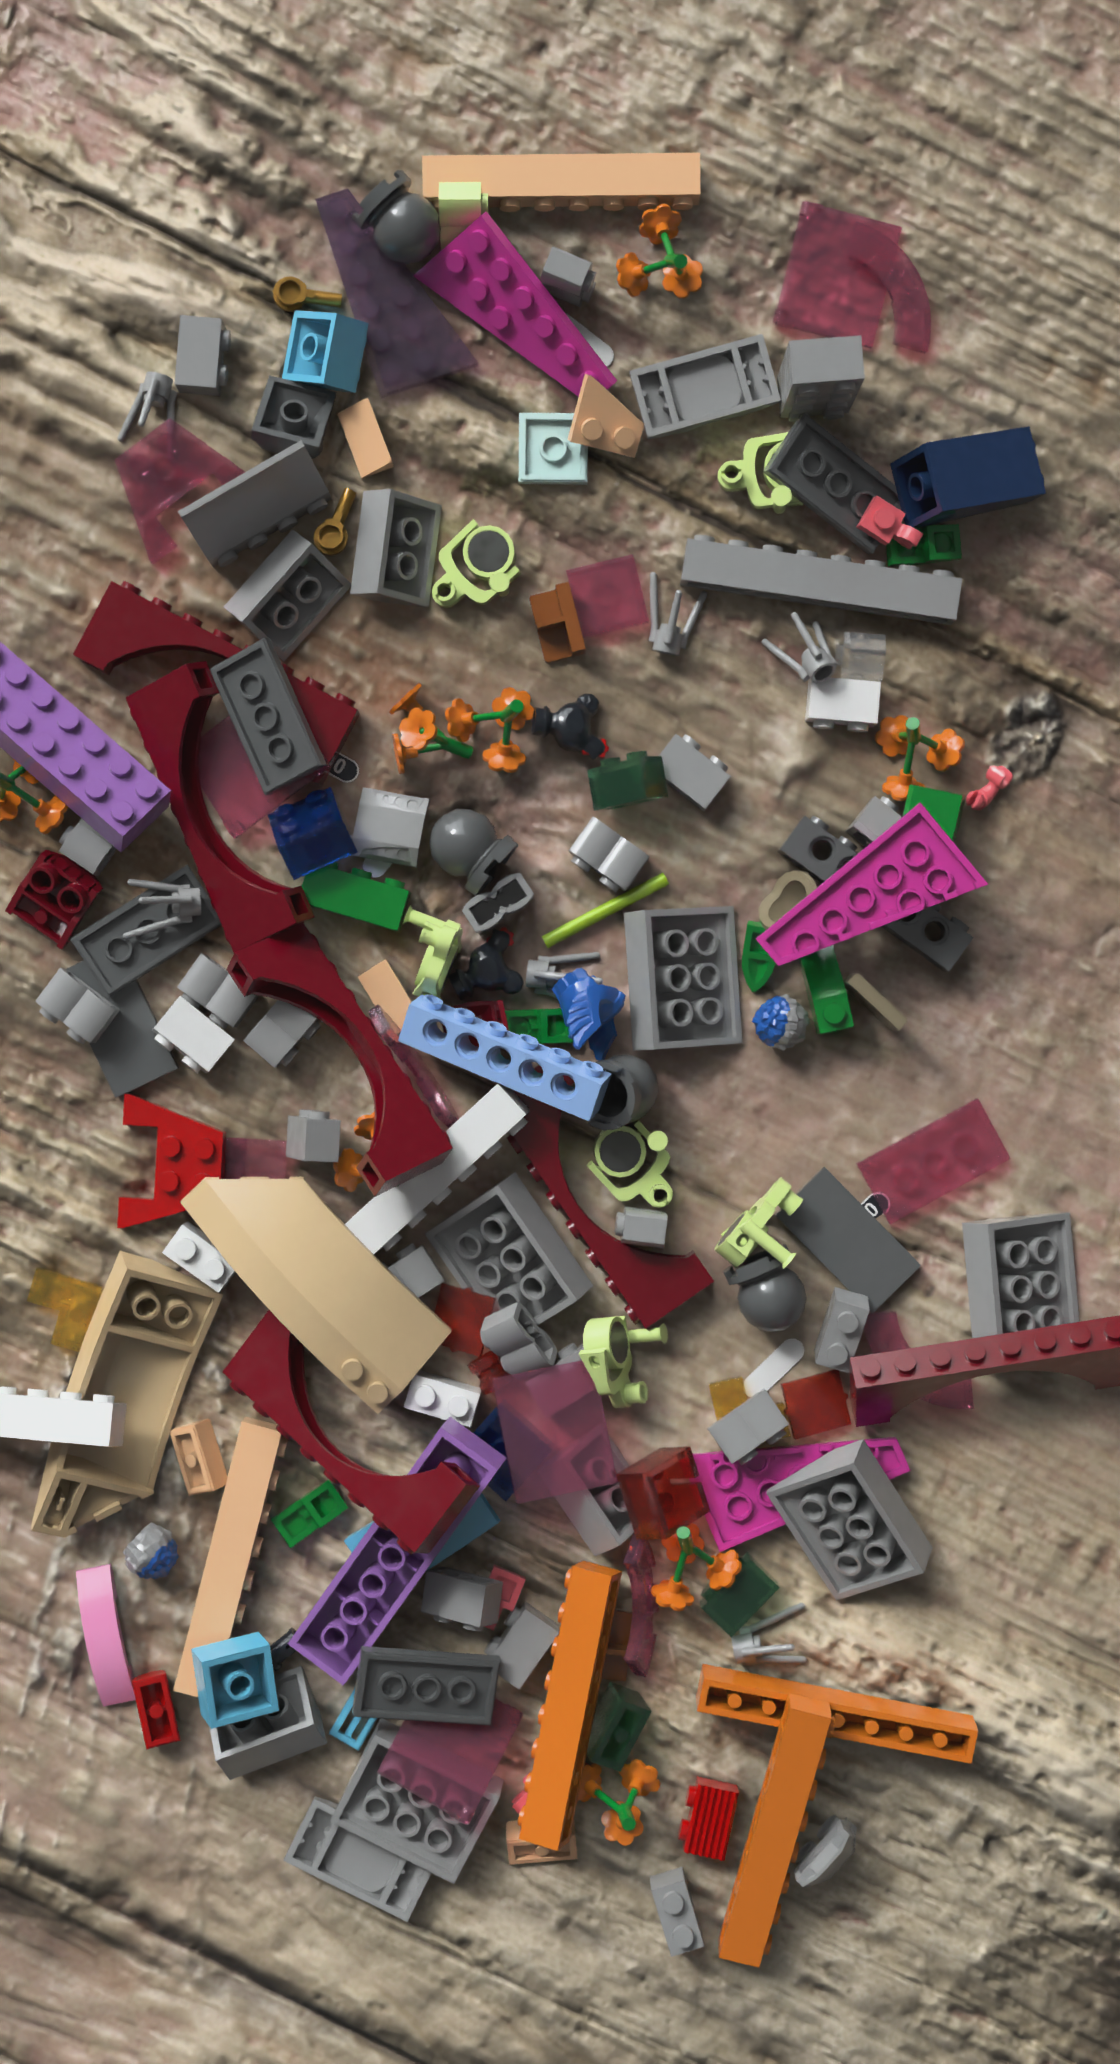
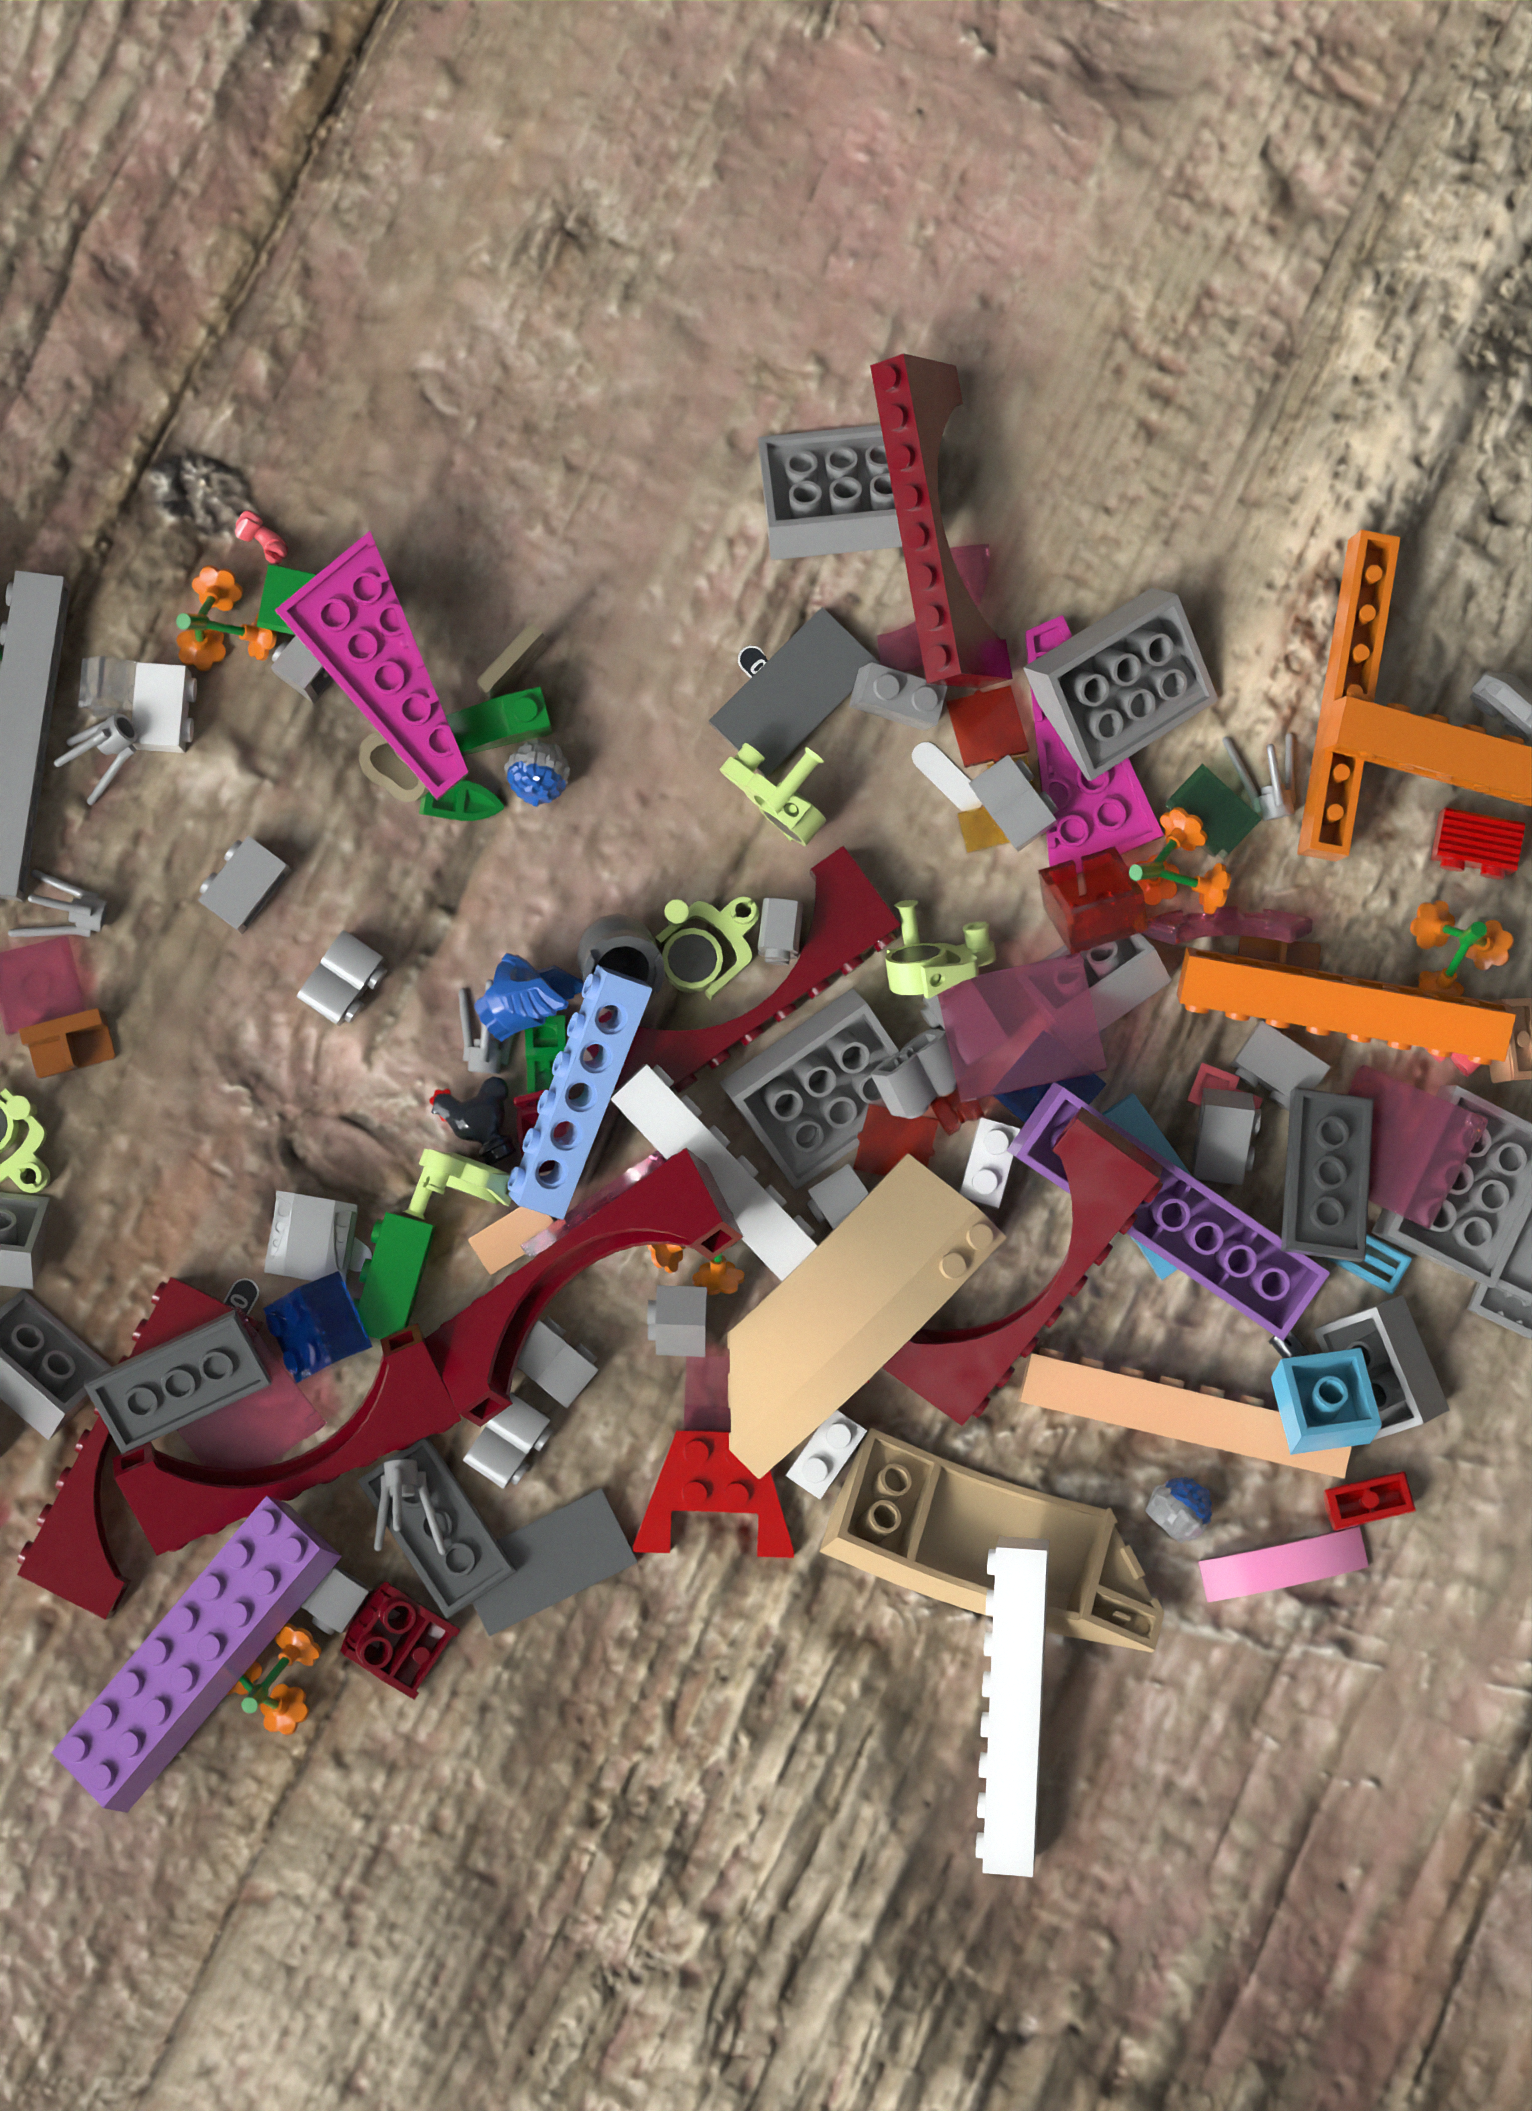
camera: 90 degrees left, 5 degrees down
(73, 1298) = (881, 1608): clear yellow tile -> none
(77, 1006) = (527, 1608): light grey brick -> none
(192, 1036) = (561, 1469): white brick -> none
(199, 1457) = (1067, 1456): light nougat slope -> none
(309, 1513) = (1131, 1322): green slope -> none
(419, 730) = (196, 1201): orange plant -> none
(468, 847) = (333, 1142): dark grey tile -> none
(506, 897) = (404, 1115): light grey brick -> none
(510, 711) = (172, 1099): orange plant -> none
(571, 726) = (191, 1025): black animal -> none
(605, 910) = (408, 982): lime bar -> none
(616, 1726) = (1371, 950): clear green brick -> none
(627, 782) = (255, 956): clear green brick -> none
(683, 977) = (487, 889): light grey slope -> none
(767, 1293) = (855, 781): dark grey tile -> none
(933, 1161) = (700, 595): clear pink tile -> none
(953, 932) = (431, 574): dark grey brick -> none

